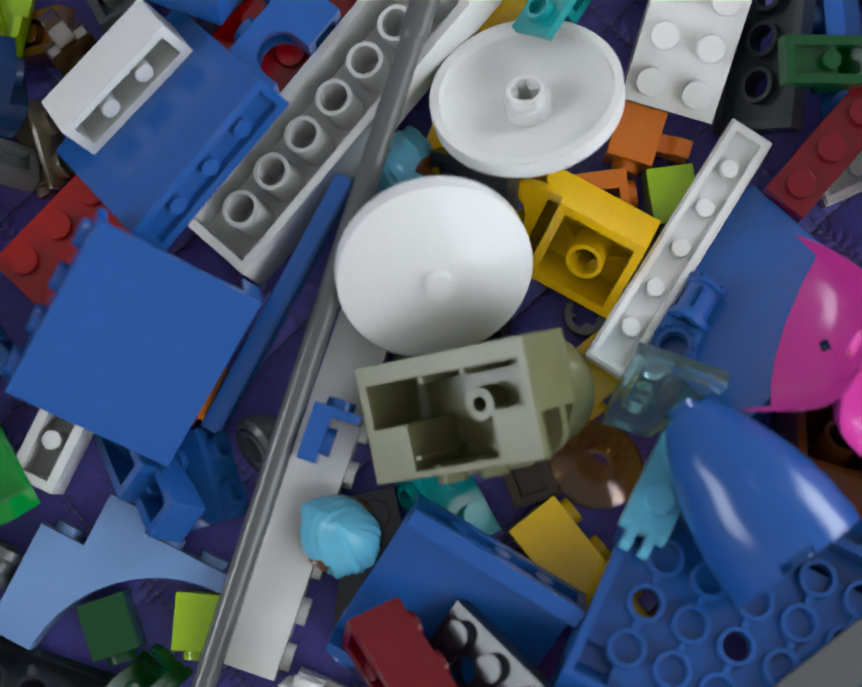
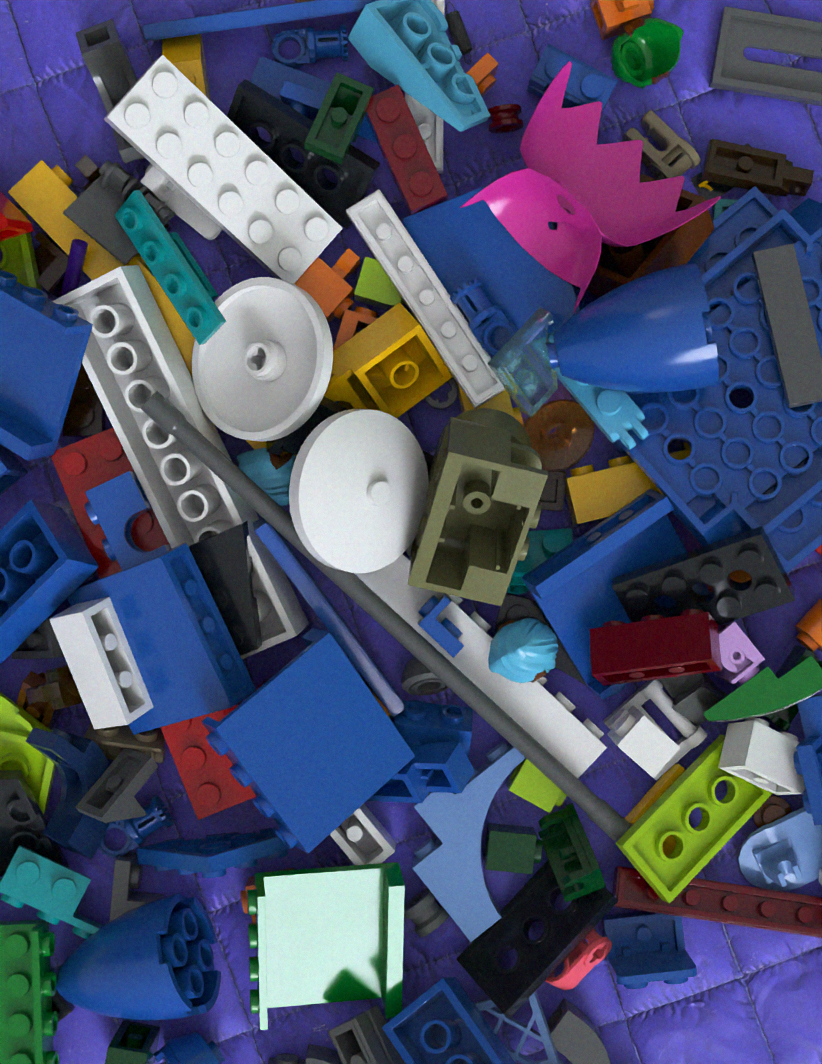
camera: 70 degrees left, 5 degrees up
(273, 167) = (227, 573): none -> black wing

